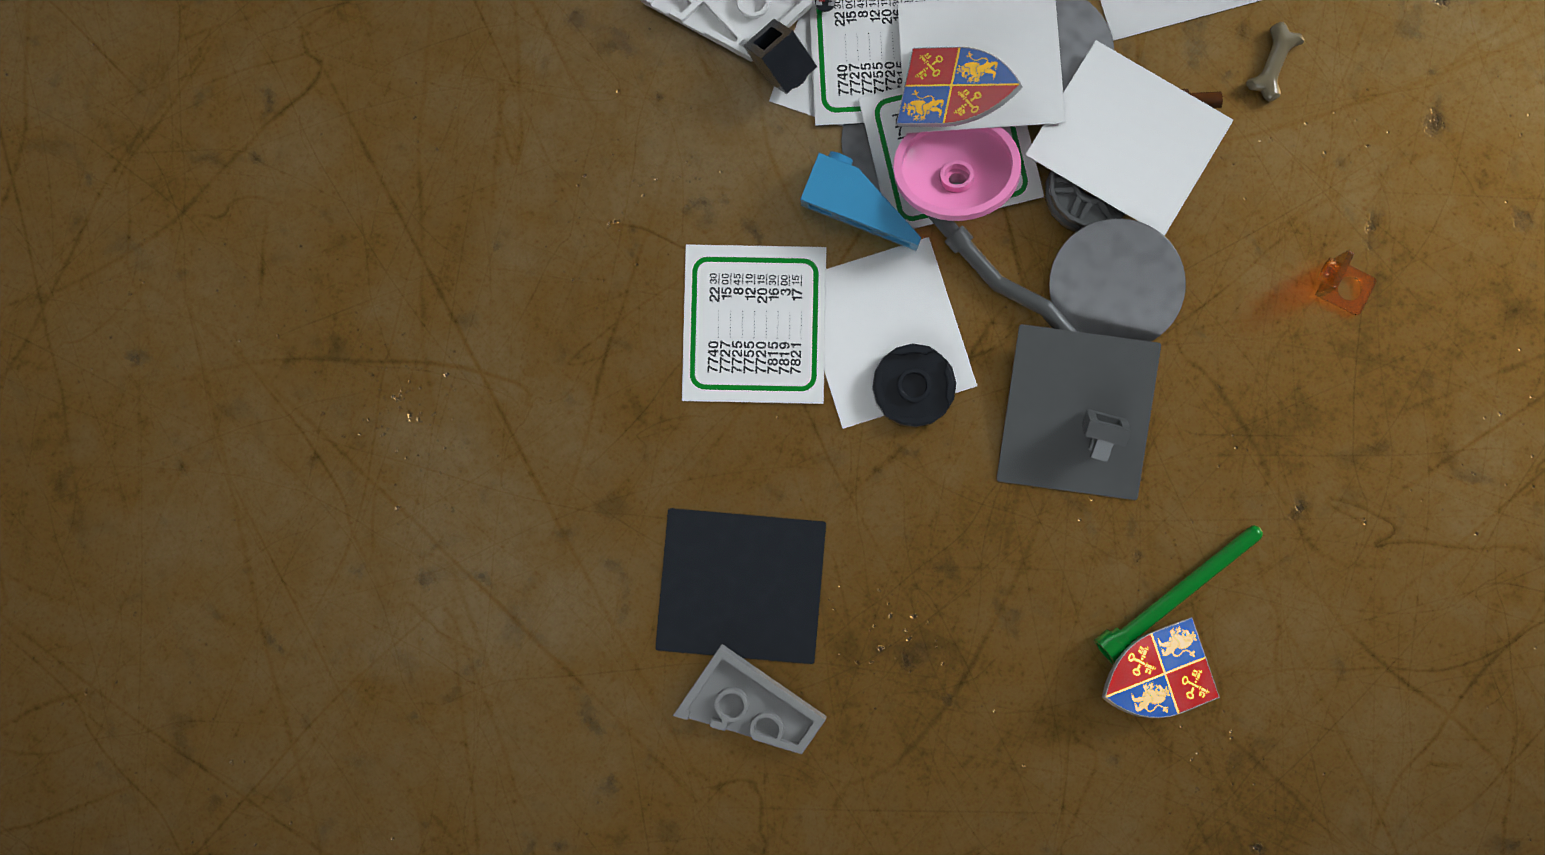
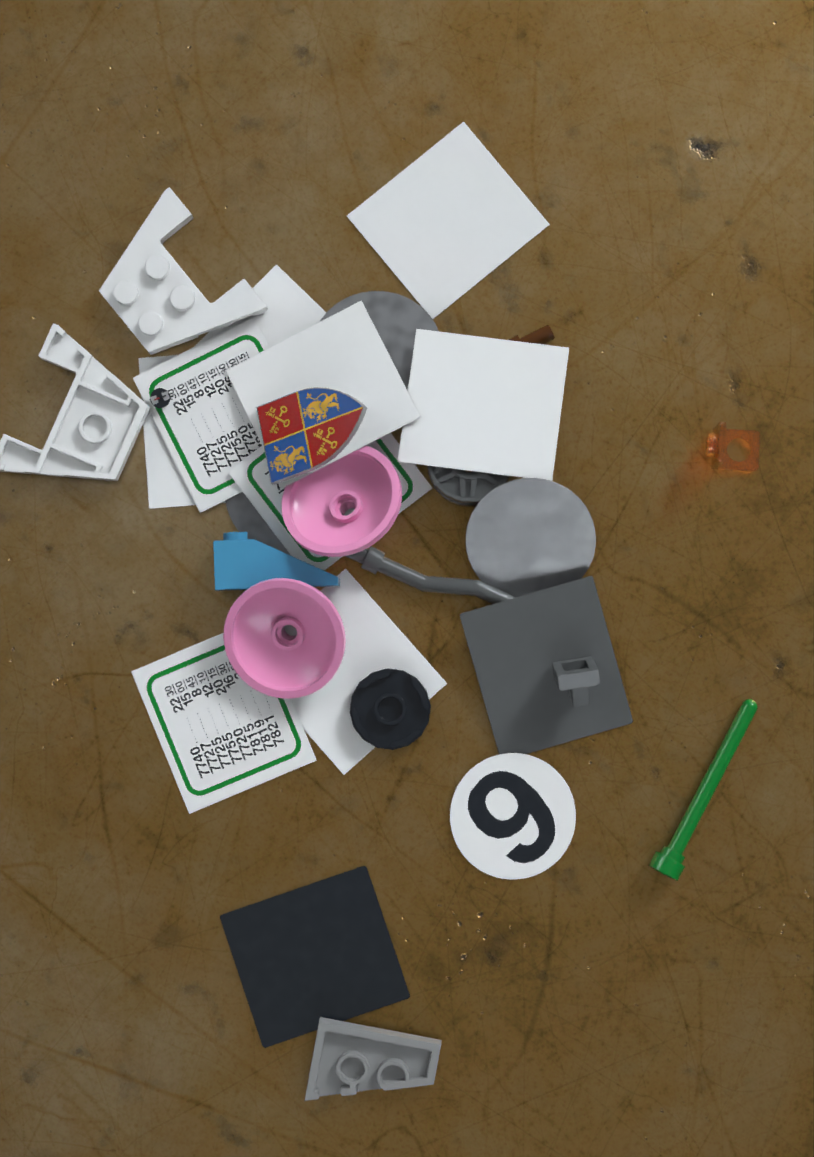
camera: 20 degrees left, 0 degrees up
(780, 56) = (141, 468): black brick -> none
(819, 278) = (268, 655): none -> bright pink dish
(985, 537) = (512, 816): none -> white sticker
(1162, 674) = (721, 870): shield -> none
(1282, 43) = (585, 295): dark tan piece -> none

